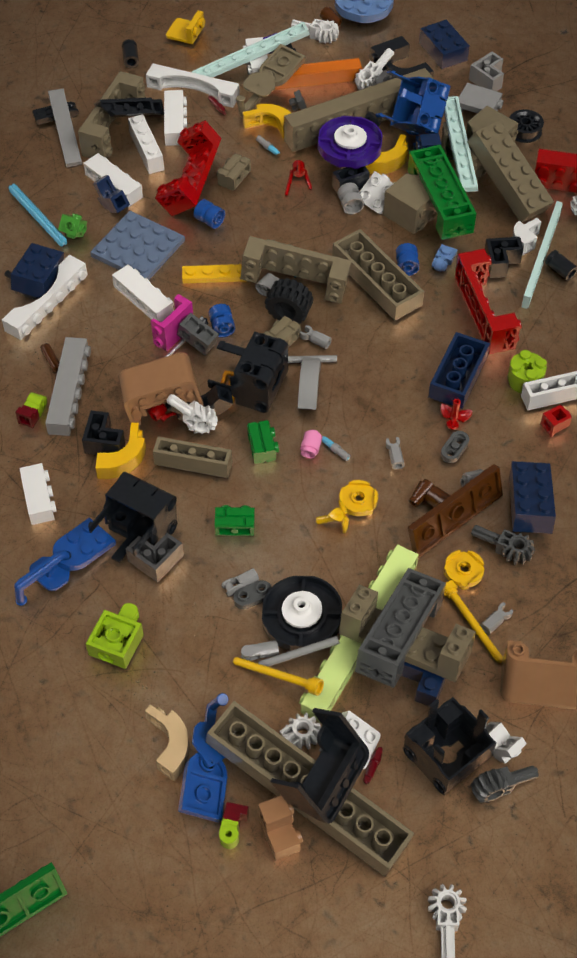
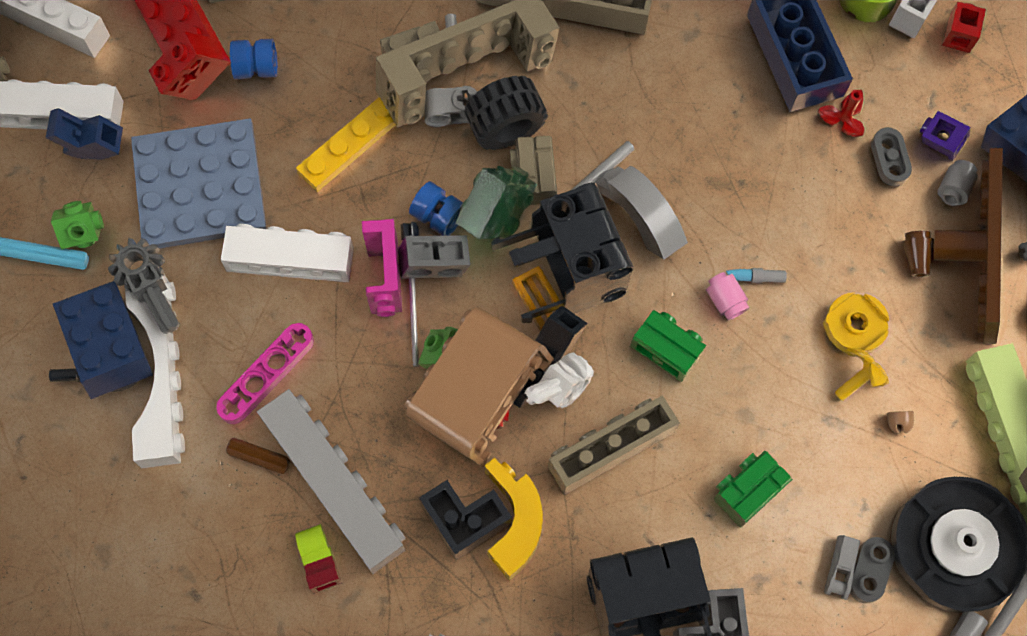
camera: 45 degrees left, 15 degrees up
(74, 256) = (145, 280): none -> dark grey gear
(87, 328) = (261, 369): none -> dark pink beam
(240, 326) = (496, 202): none -> clear green brick
(316, 337) = (576, 136): light grey bar -> none
(333, 549) = (899, 419): none -> medium nougat hinge
(395, 454) = (833, 222): light grey bar -> none
(491, 454) = (942, 123): none -> dark purple brick

